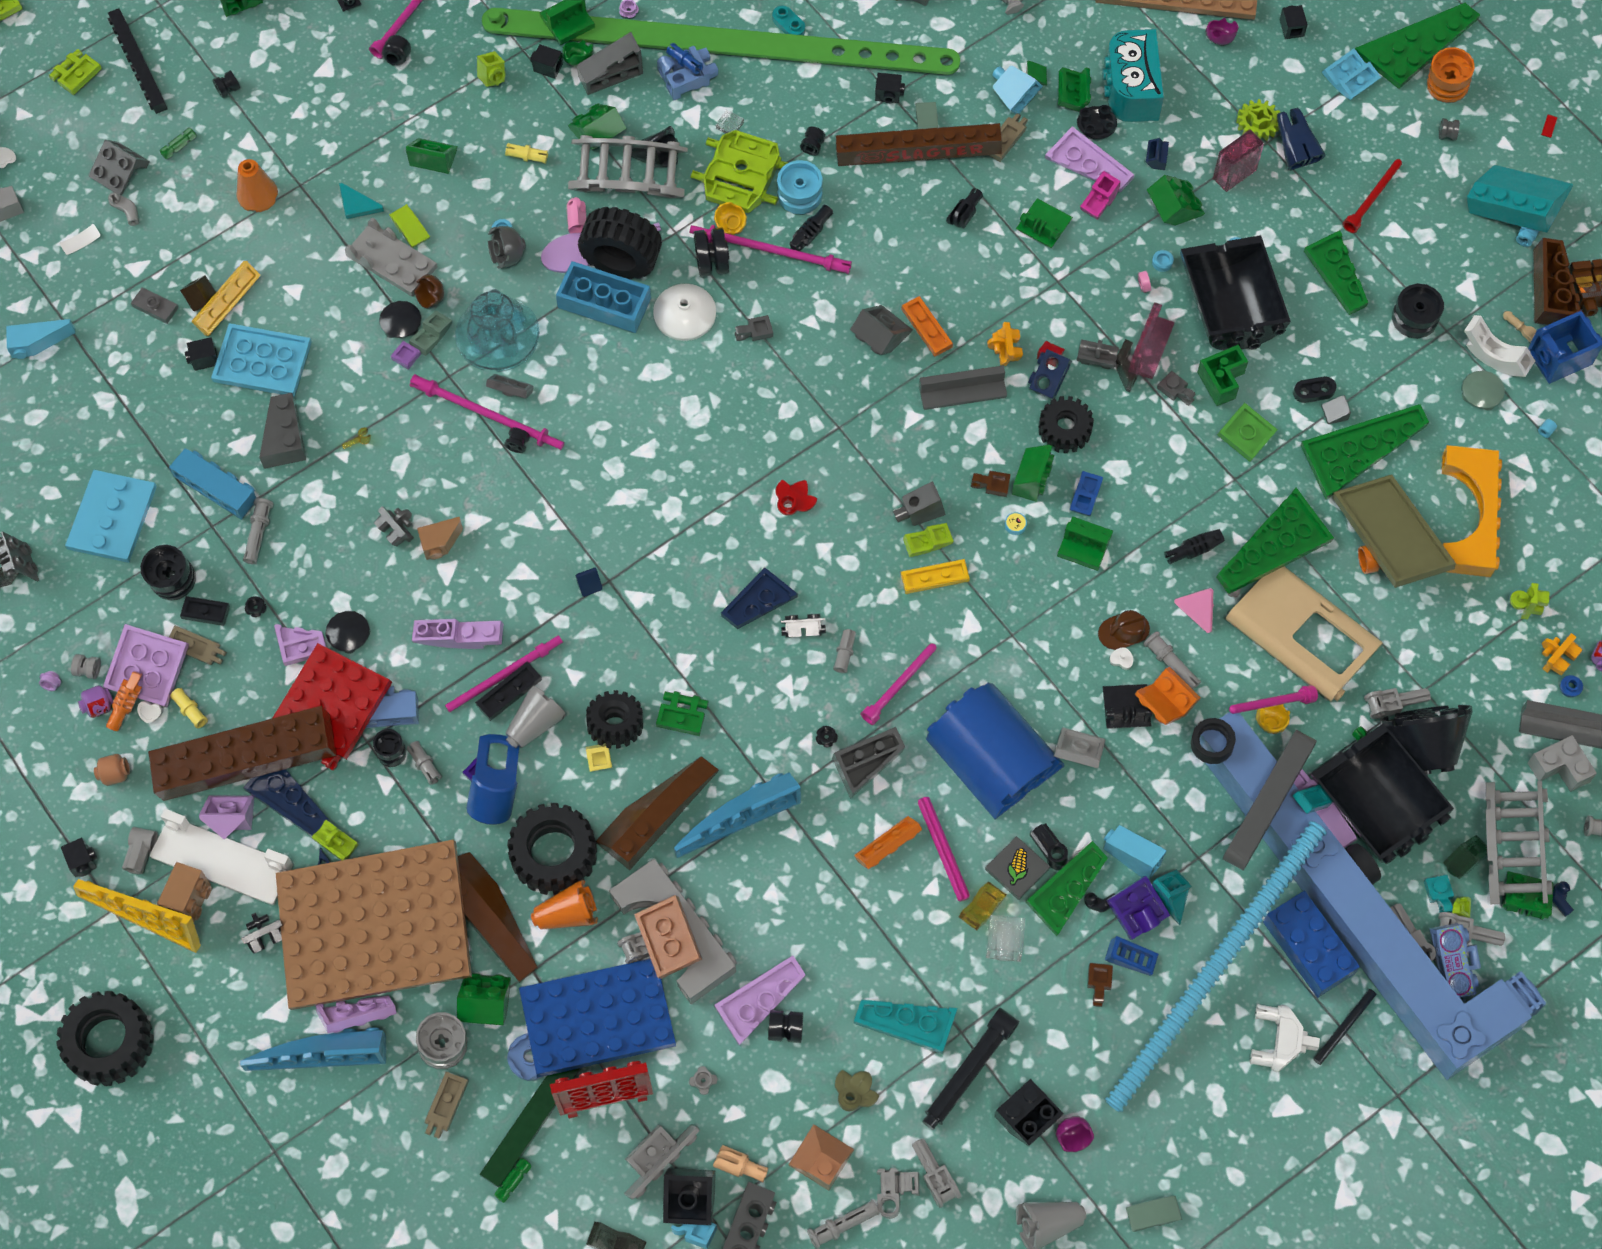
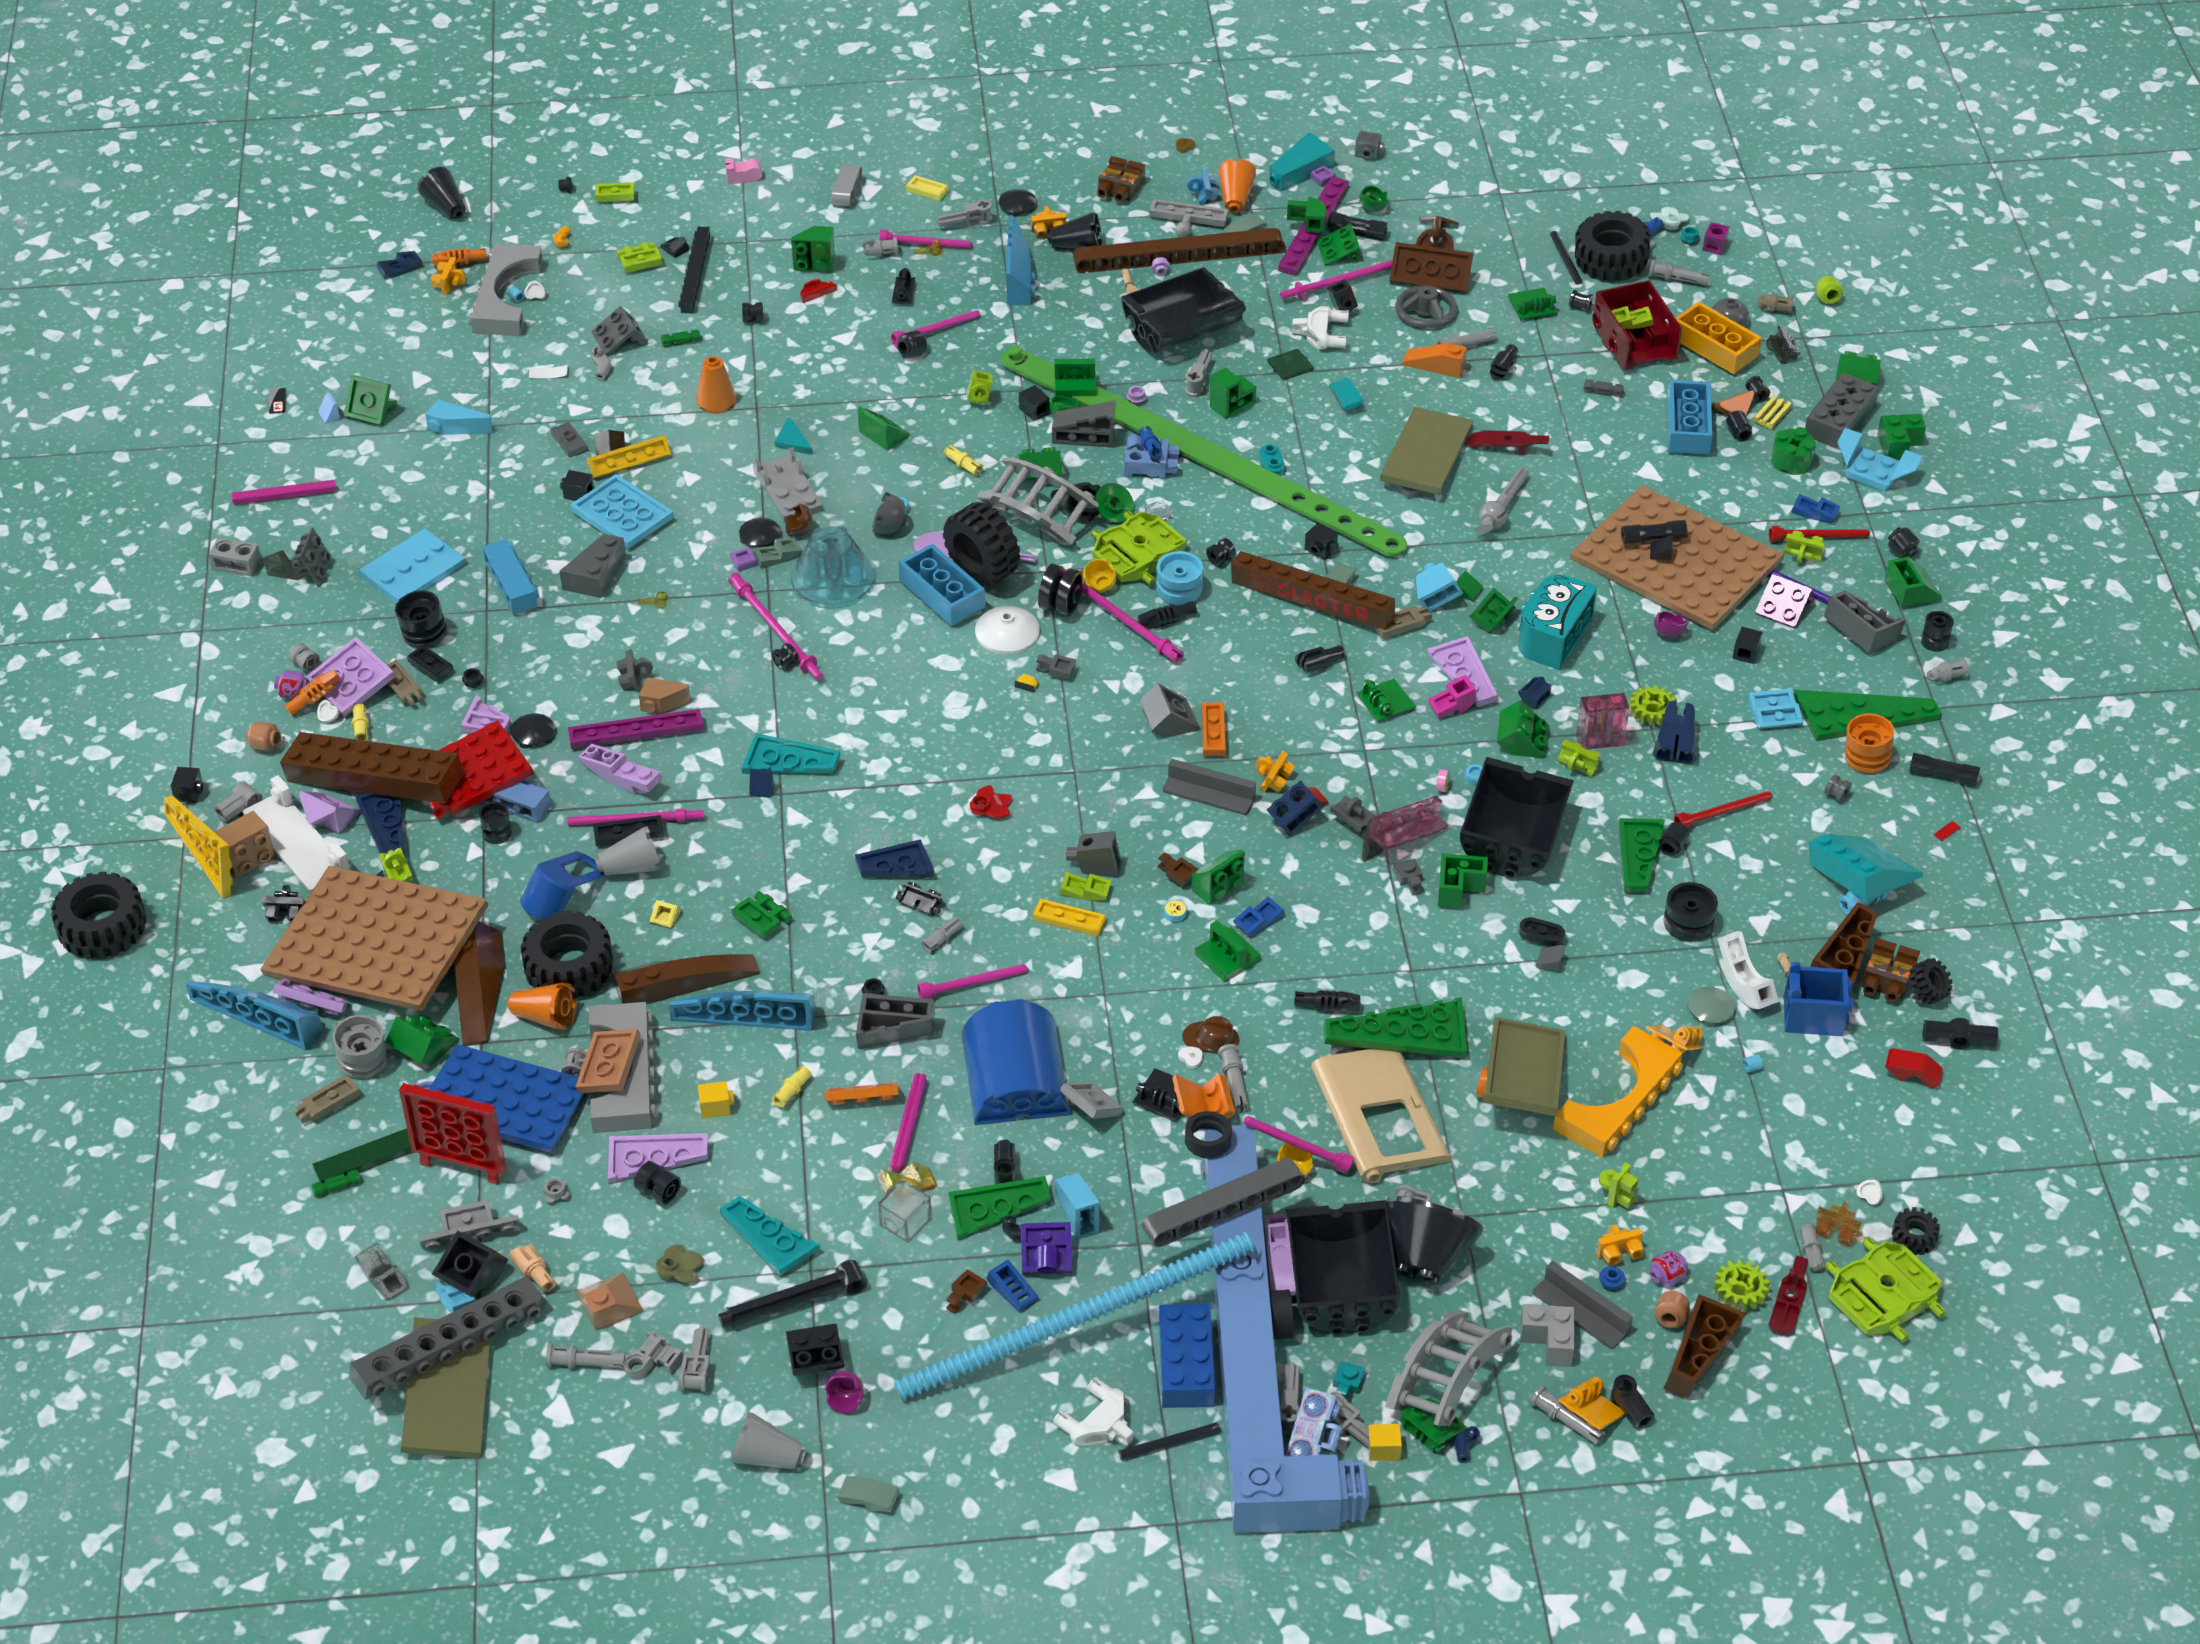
camera: 30 degrees right, 20 degrees down
(49, 680) = (268, 655): lavender plate -> none
(99, 43) = (675, 246): none -> black slope
(259, 521) = (525, 620): light grey pin -> none
(263, 29) = (815, 289): none -> red tile
(409, 226) = (821, 471): lime slope -> none
(424, 762) = (515, 849): light grey pin -> none
(439, 583) = (635, 728): none -> magenta plate
(509, 386) = (810, 616): flat silver plate -> none
(588, 543) = (788, 756): none -> teal wing
(614, 706) = (698, 888): black tyre -> none
(695, 133) = (1118, 497): none -> green dish
(739, 358) = (1026, 683): none -> piece
(774, 918) = (715, 1099): none -> yellow brick
(826, 869) = (791, 1086): none -> light yellow pin
(1017, 868) = (963, 1168): dark grey tile -> none
(1066, 438) = (1281, 867): black tyre -> none
(1097, 121) = (1497, 644): black dish -> none
(1173, 892) = (1090, 1253): teal slope -> none
(1198, 607) = (1291, 1047): bright pink piece -> none
(1235, 203) = (1579, 758): none -> lime hips
(1247, 432) = (1449, 936): bright green plate -> none
(1312, 799) = (1268, 1227): teal tile -> none
(1350, 451) = (1540, 994): green wing -> none
(1357, 244) = (1674, 838): none -> black brick
(1462, 906) = (1359, 1399): lime tile -> none
(1466, 857) = (1387, 1359): clear green slope -> none
(1489, 437) = (1683, 1039): none -> light orange hinge
(1508, 933) = (1384, 1442): none -> yellow panel
(1529, 65) = (1960, 772): none -> black axle

